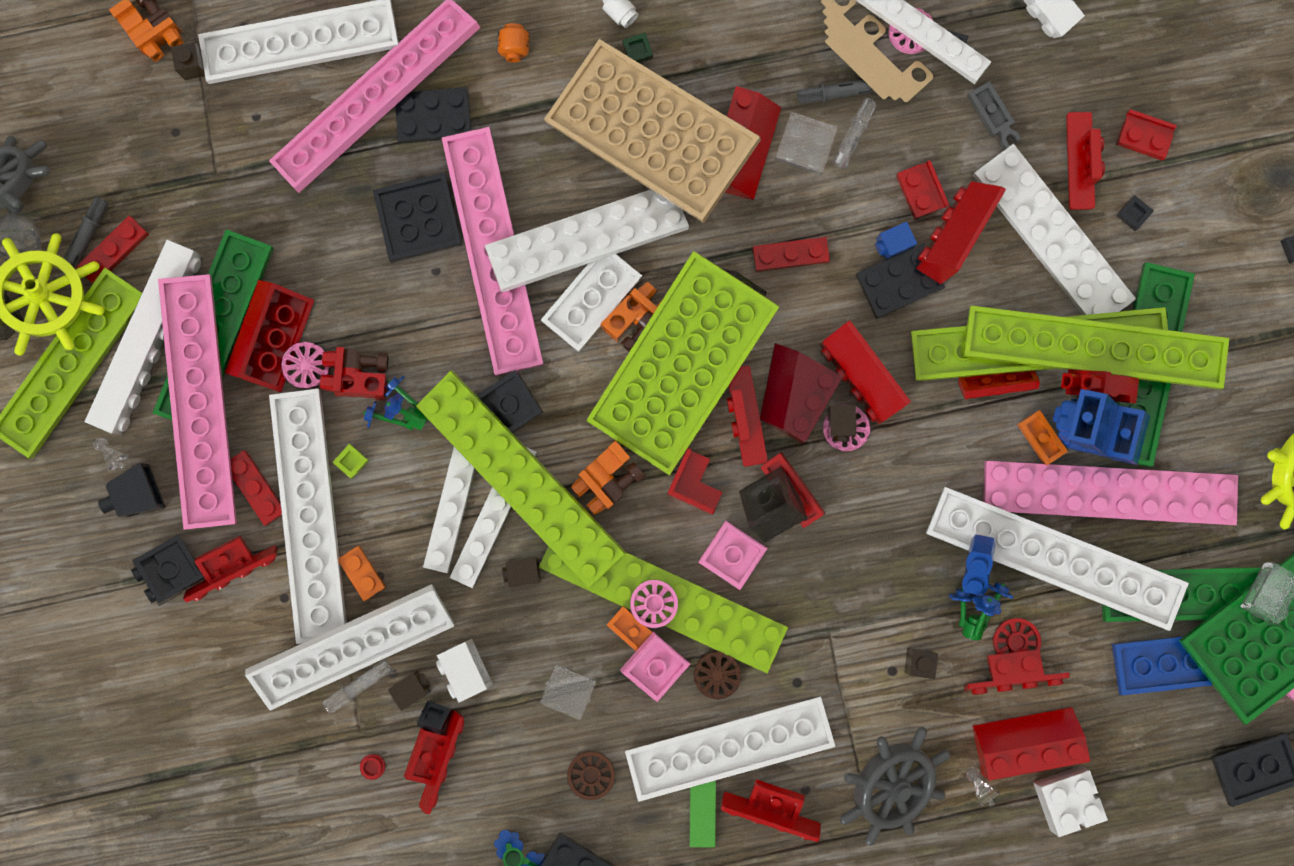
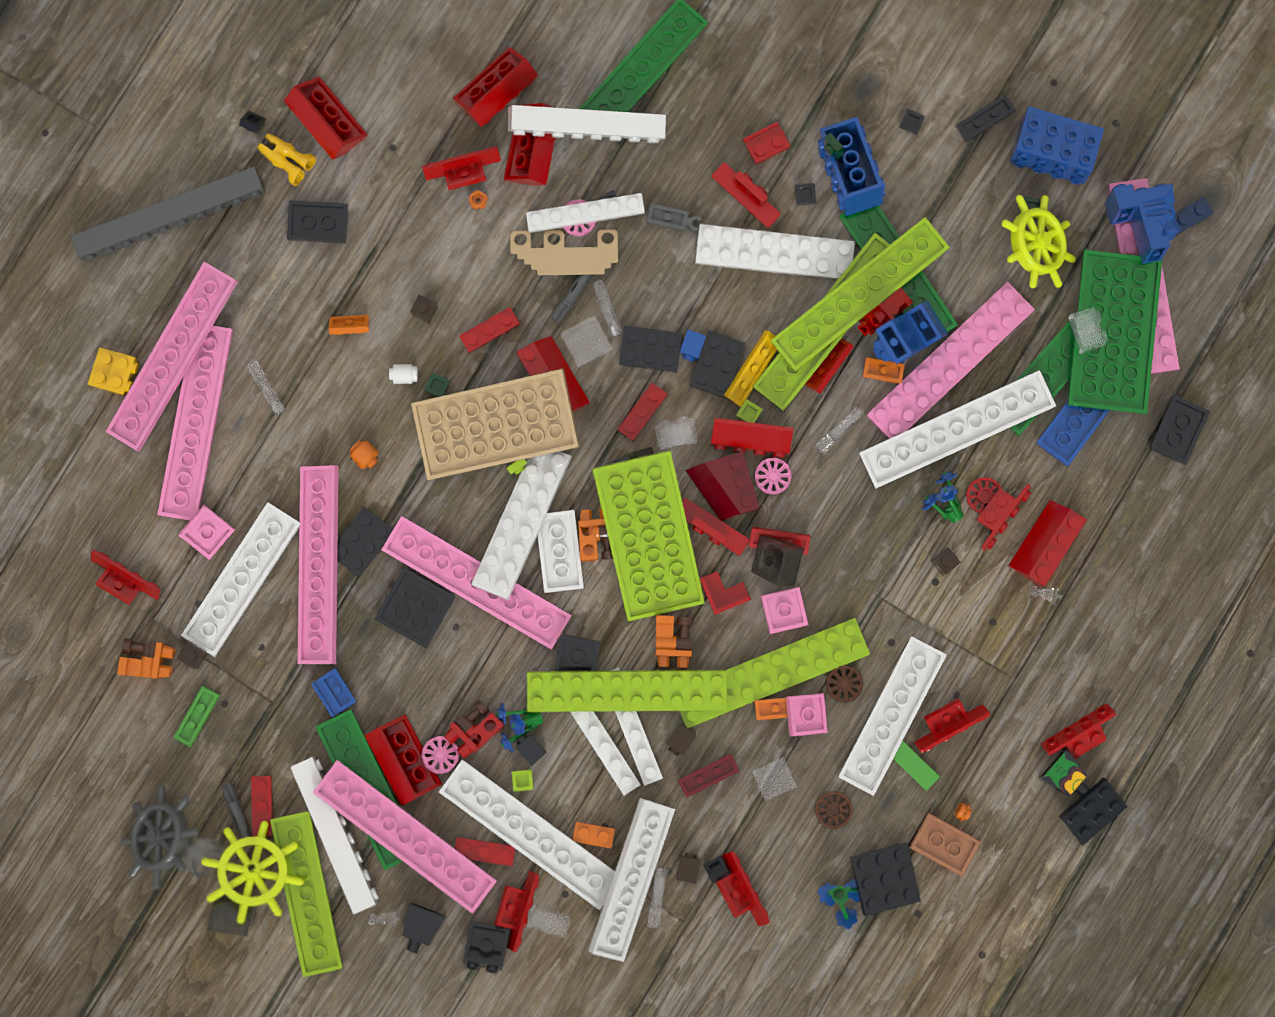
camera: 55 degrees left, 0 degrees up
(140, 117) = (196, 716): none -> bright green tile
(242, 606) = (548, 921): none -> clear brick
(273, 217) = (333, 692): none -> blue plate
(372, 766) = (711, 931): red plate -> none
(385, 441) = (530, 749): none -> black brick
(464, 671) = (706, 825): white brick -> none
(513, 628) = (708, 775): none -> dark red plate
(632, 187) = (516, 466): none -> lime plate
(654, 603) = (770, 681): bright pink wheel -> none
(733, 48) = (489, 330): none -> red plate
(800, 301) = (675, 433): none -> clear brick
(841, 422) = (768, 476): dark brown brick -> none
(855, 207) = (650, 349): none -> black plate
(885, 349) = (749, 412): none -> lime plate
(895, 786) = (999, 641): dark grey piece -> none
(922, 190) = (676, 301): red plate -> none
(925, 316) = (751, 369): none -> yellow plate
(949, 449) = (833, 435): none -> clear axle
(959, 230) = (721, 305): red slope -> none
(979, 565) = (920, 476): blue brick -> none
(1070, 801) = (1099, 551): white piece -> none
(1207, 226) = (854, 173): none -> blue brick
(1216, 186) = (833, 146): none -> dark green plate

